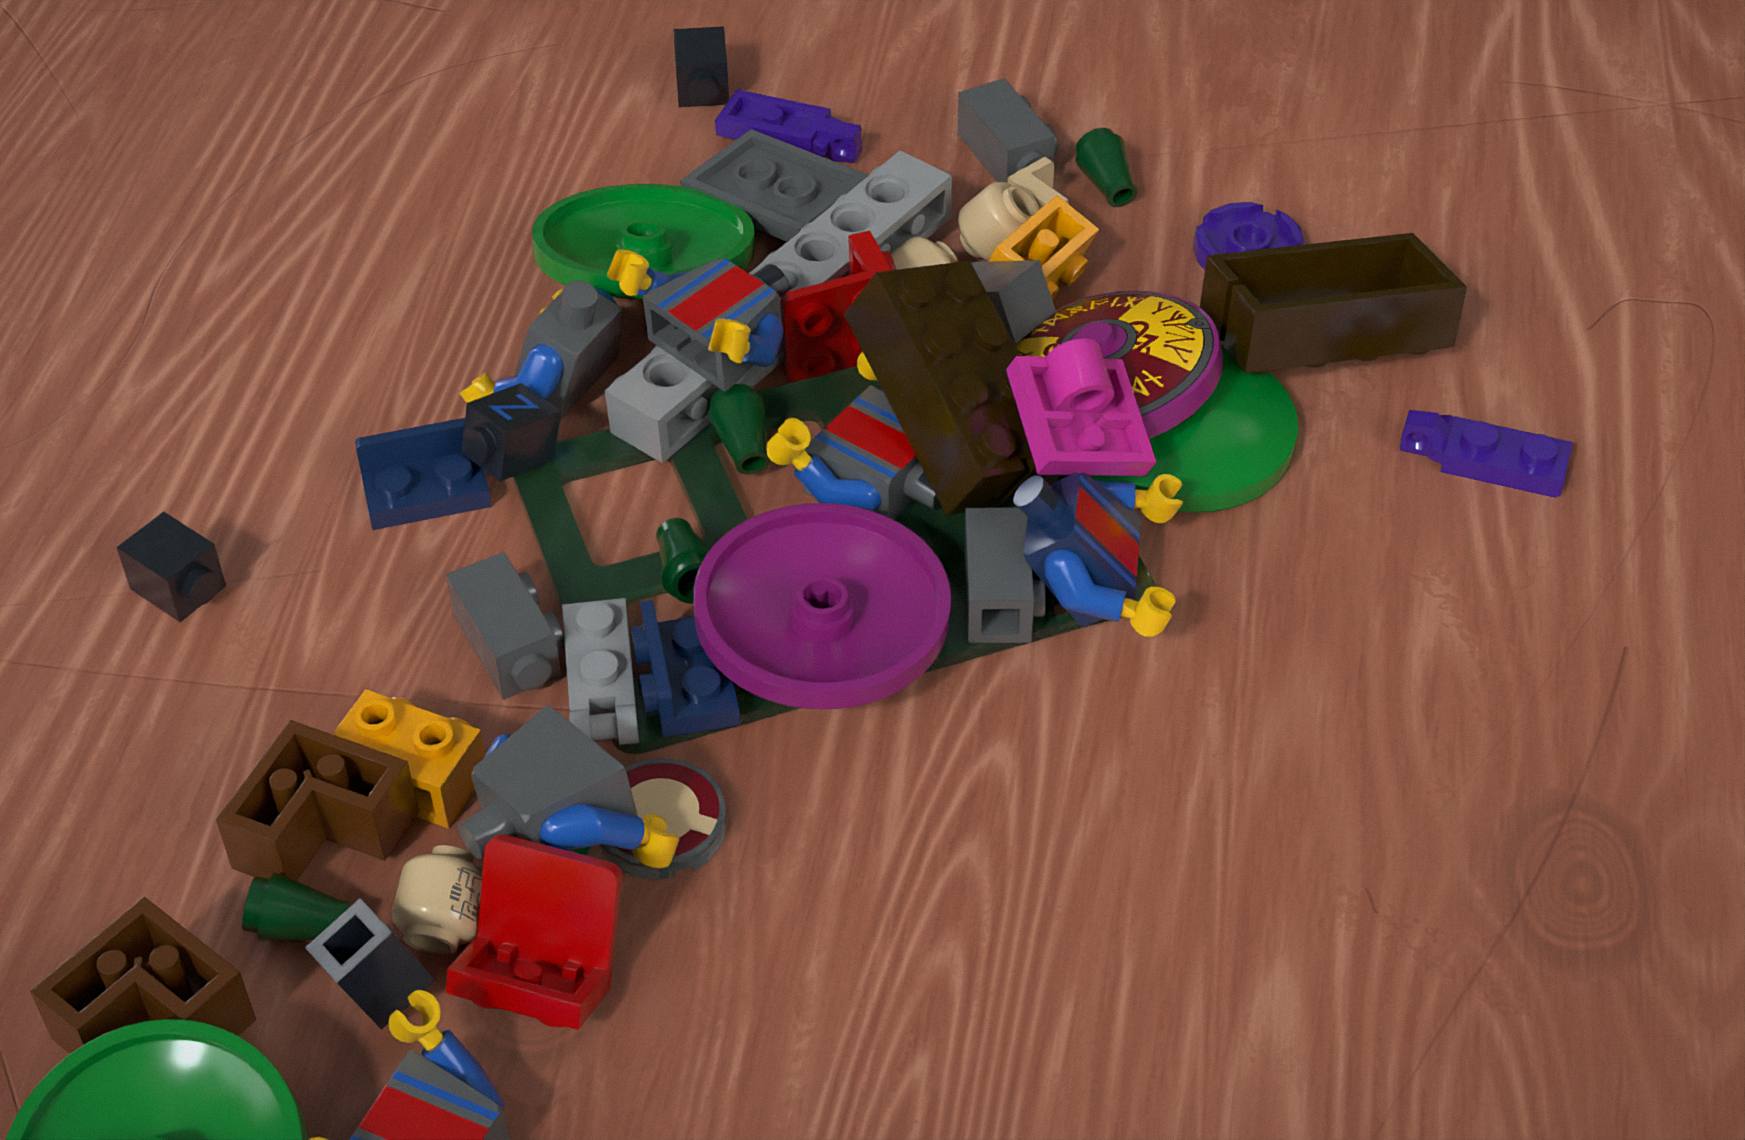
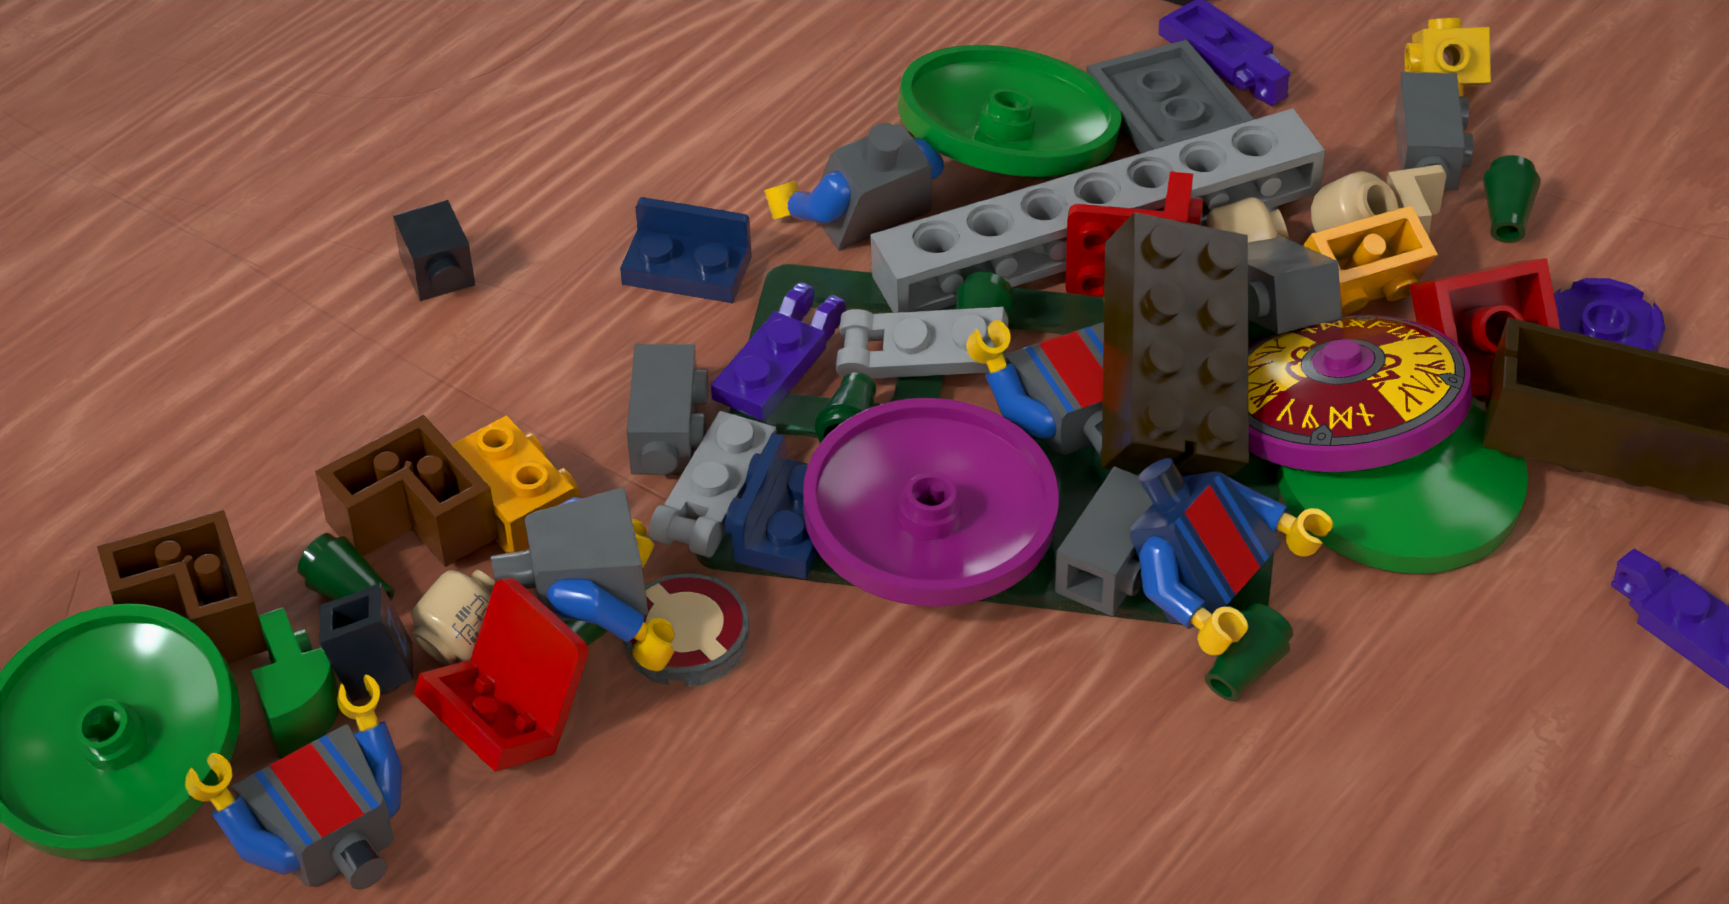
camera: 30 degrees right, 0 degrees up
(315, 1039) = (297, 687): none -> green brick
(510, 431) = (772, 241): black brick -> none
(576, 536) = (778, 354): none -> dark purple hinge
(705, 471) = (914, 342): none -> light grey plate
(709, 316) = (996, 200): torso -> none
(982, 62) = (1465, 48): none -> yellow brick
(1080, 412) = (1261, 418): dark pink plate -> none
(1160, 255) = (1476, 304): none -> red slope
(1168, 649) = (1253, 654): none -> dark green cone

